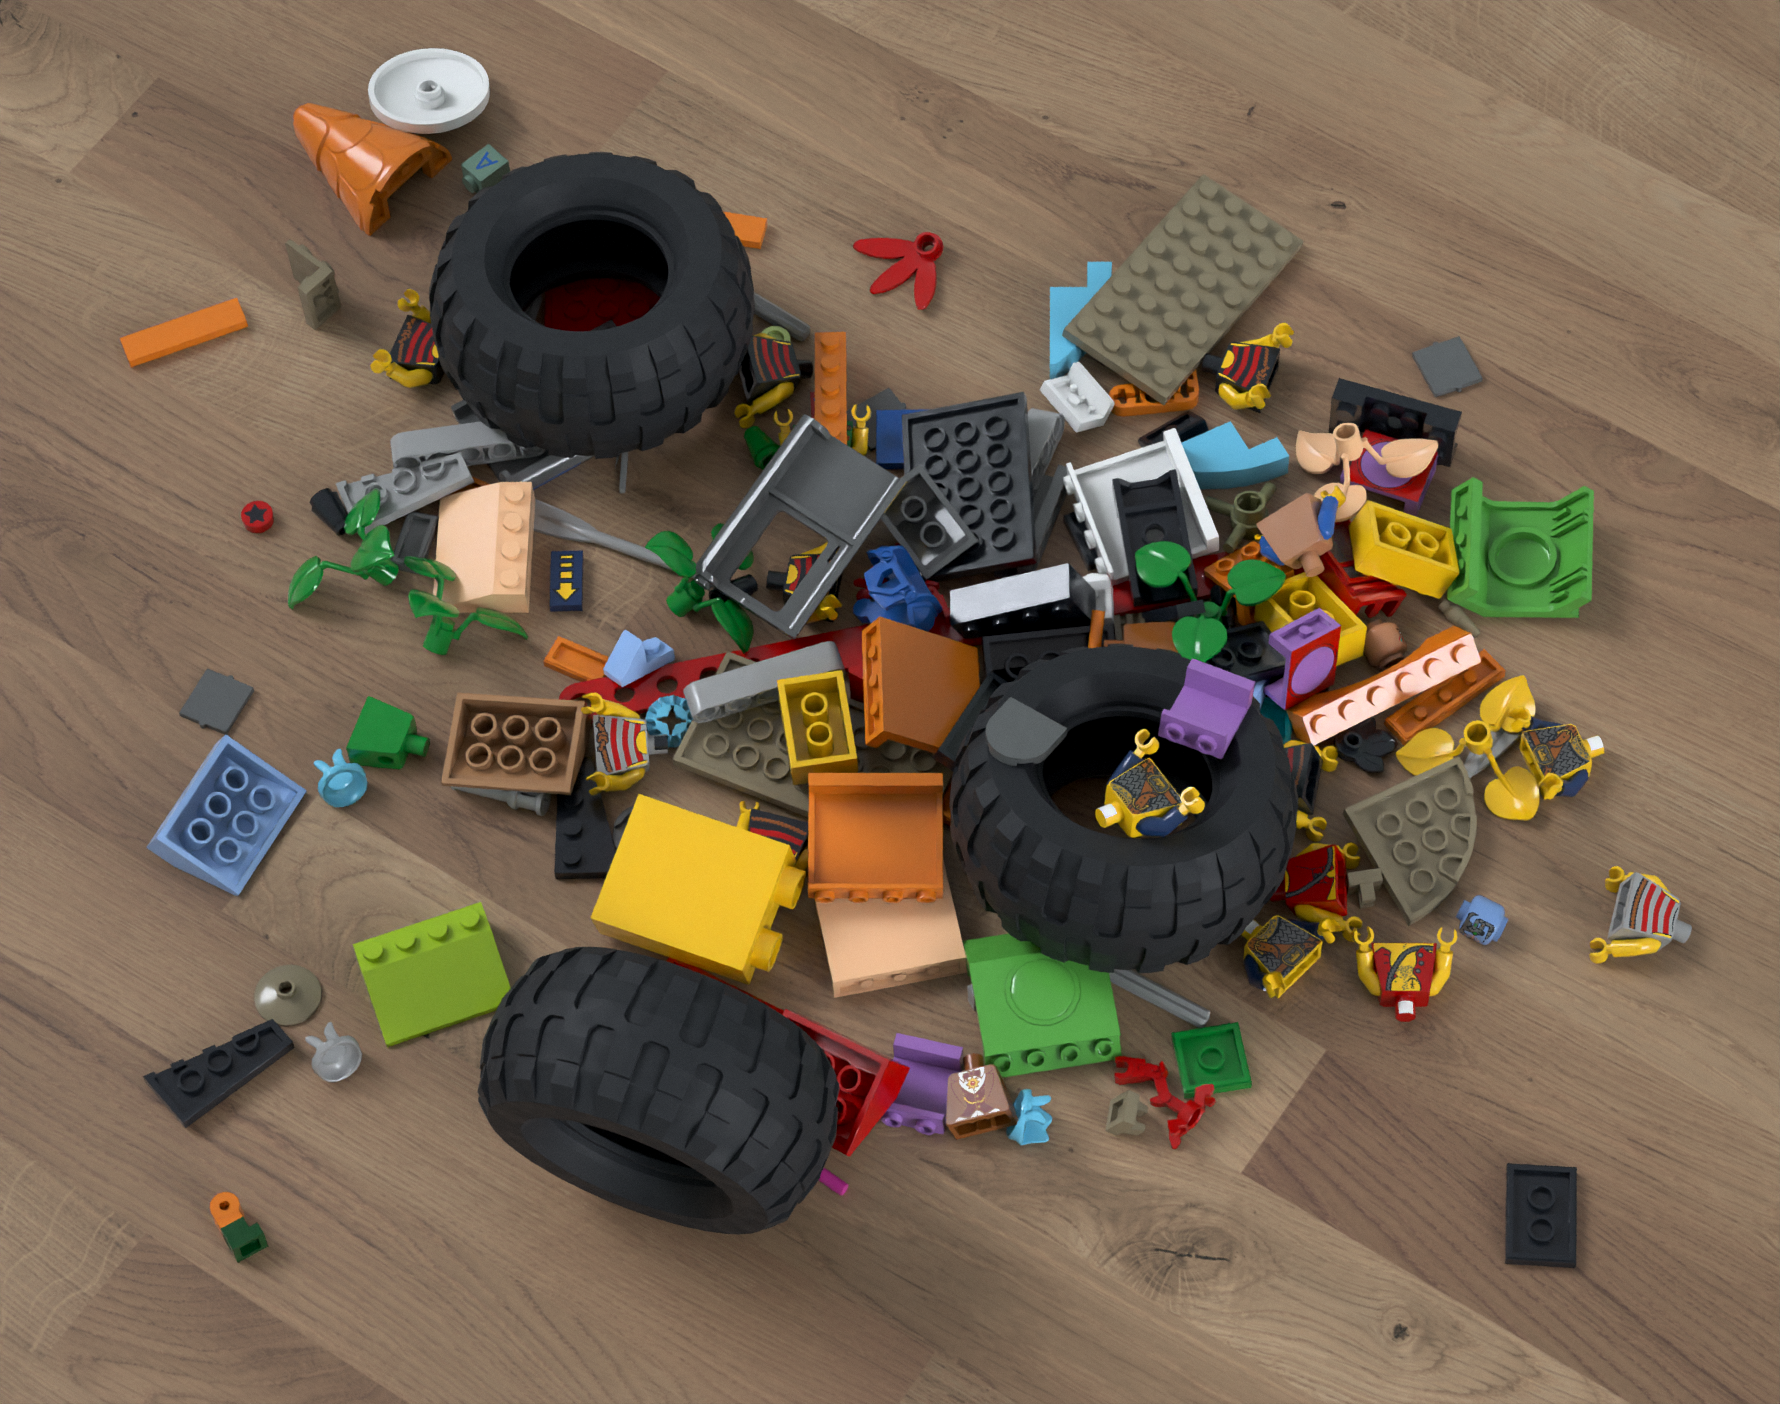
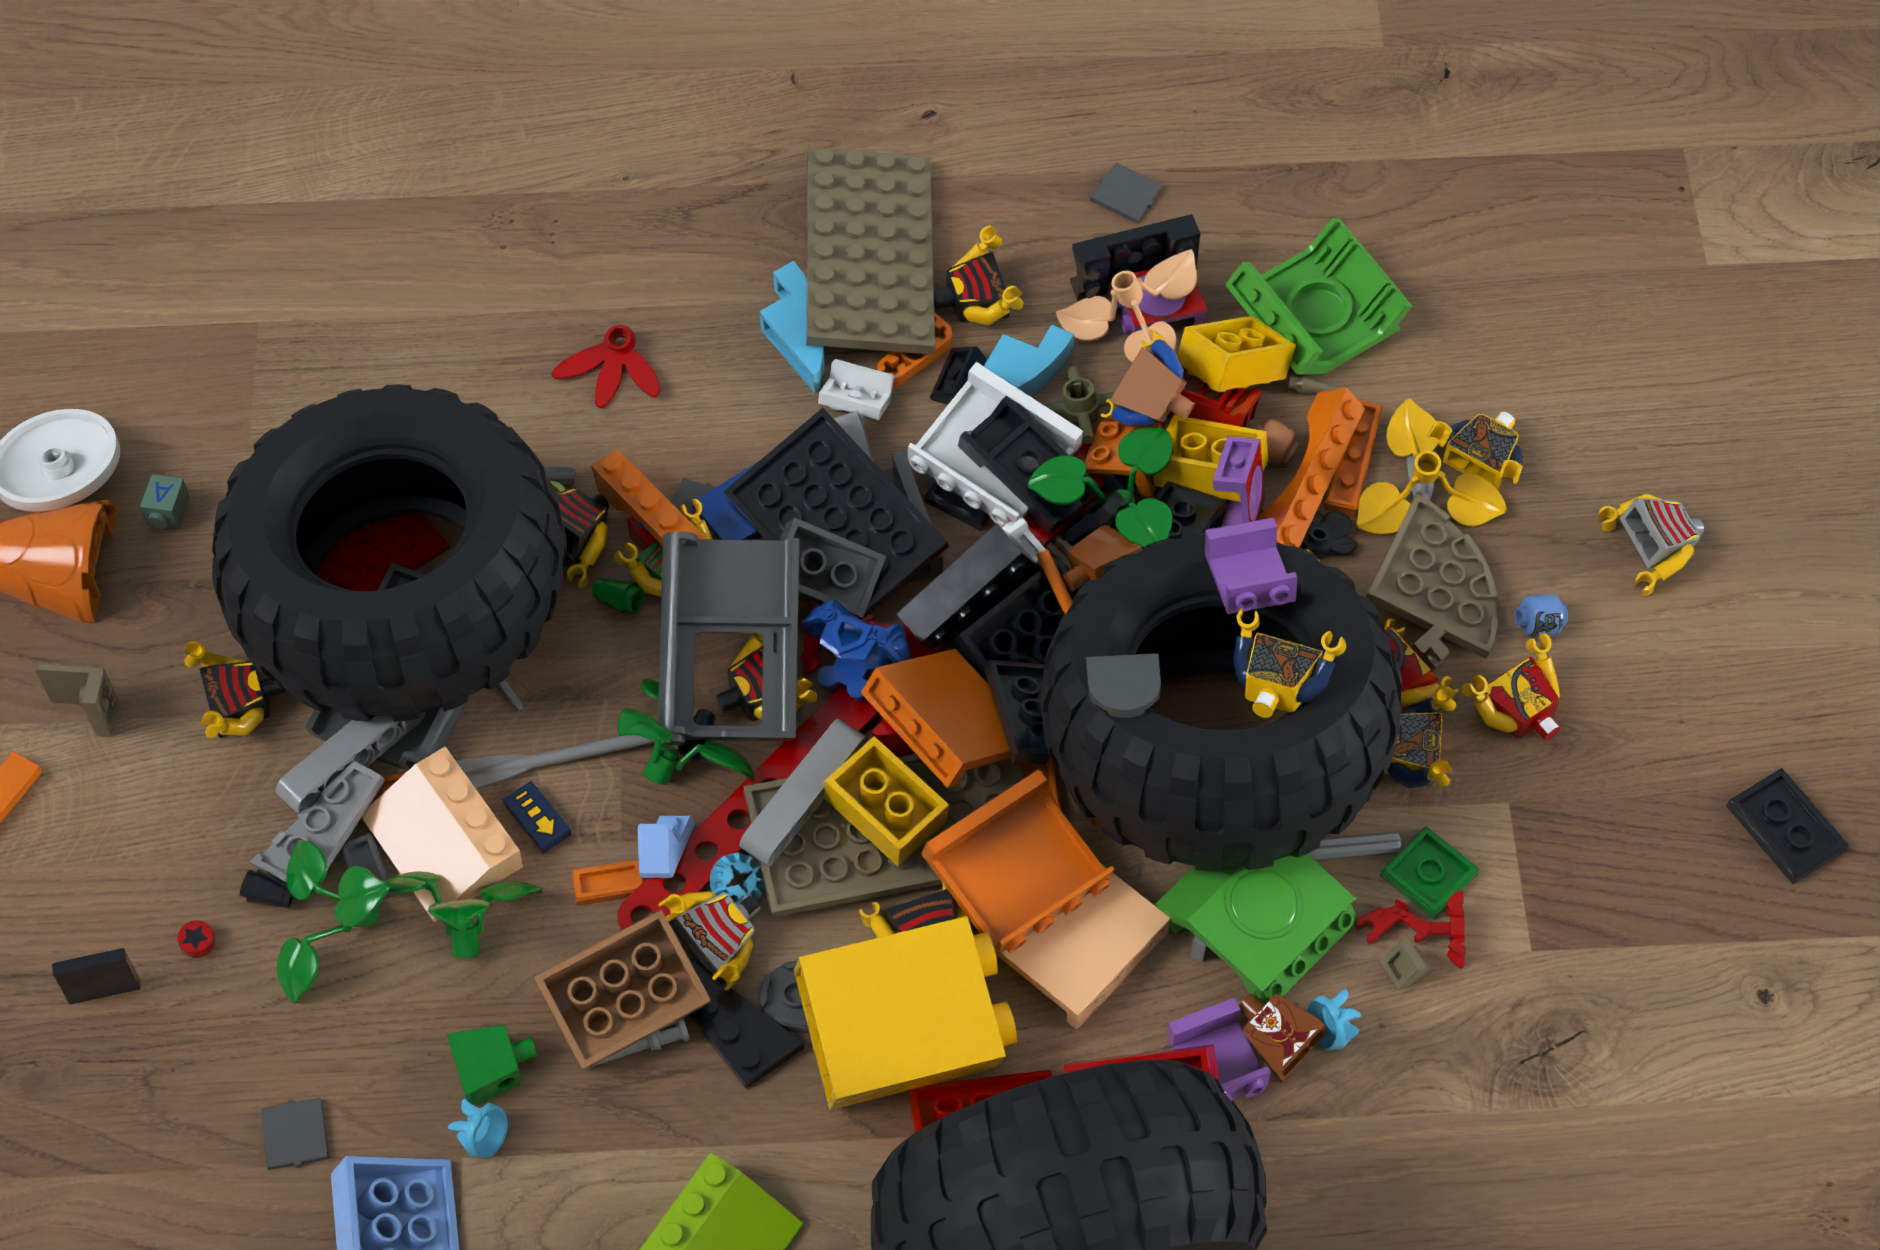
camera: 40 degrees left, 0 degrees up
(163, 497) = (96, 976): none -> black tile

